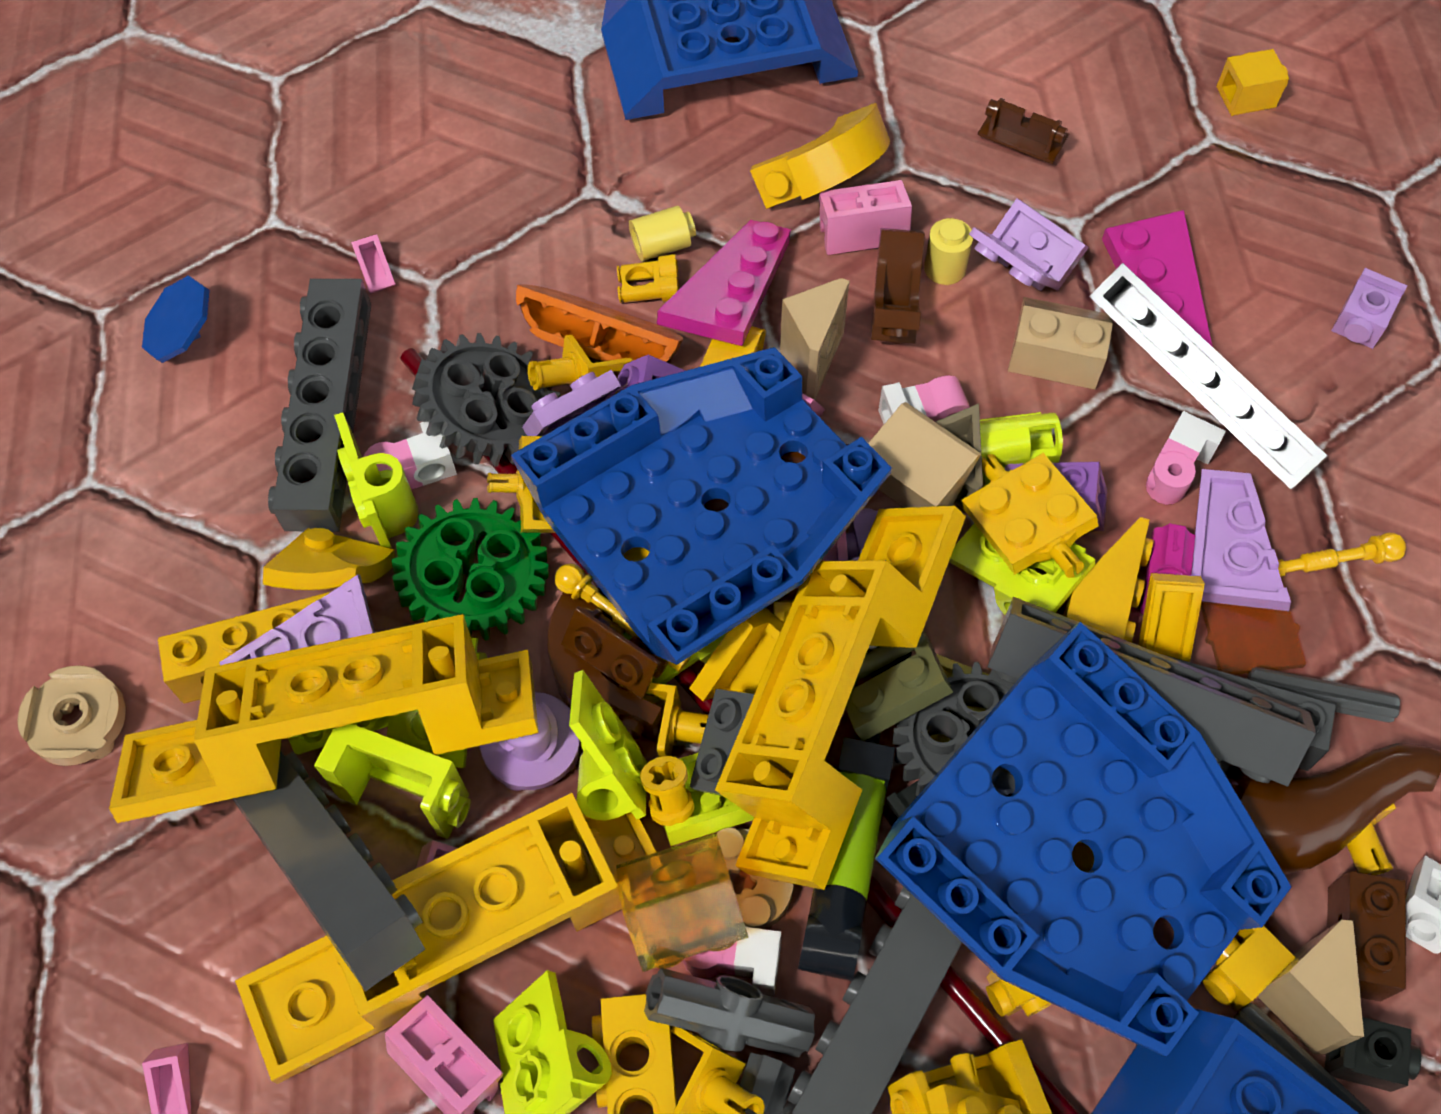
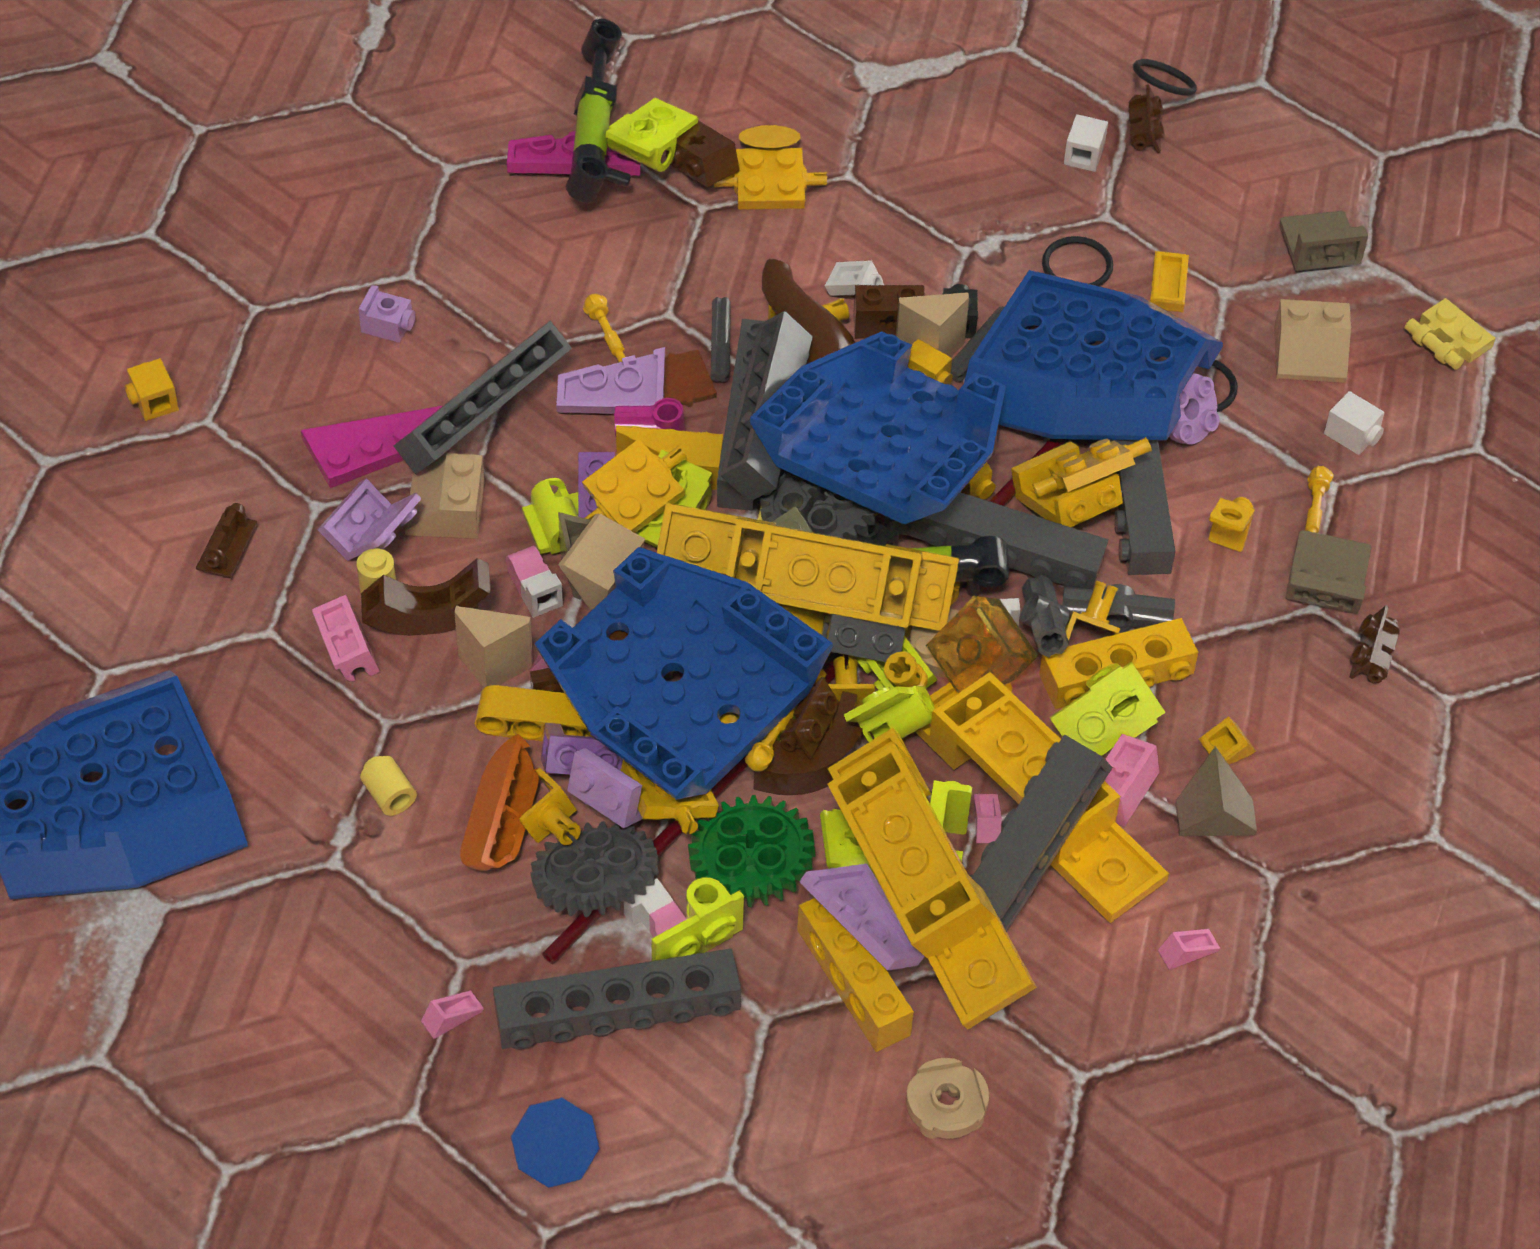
camera: 105 degrees left, 10 degrees down
(326, 561) = (777, 940): yellow plate -> none
(663, 272) = (431, 778): yellow piece -> none
(730, 287) = (450, 714): dark pink wing -> none
(826, 161) = (305, 658): yellow arch -> none
(1171, 614) = (695, 409): yellow tile -> none
(1175, 466) = (547, 420): leg -> none

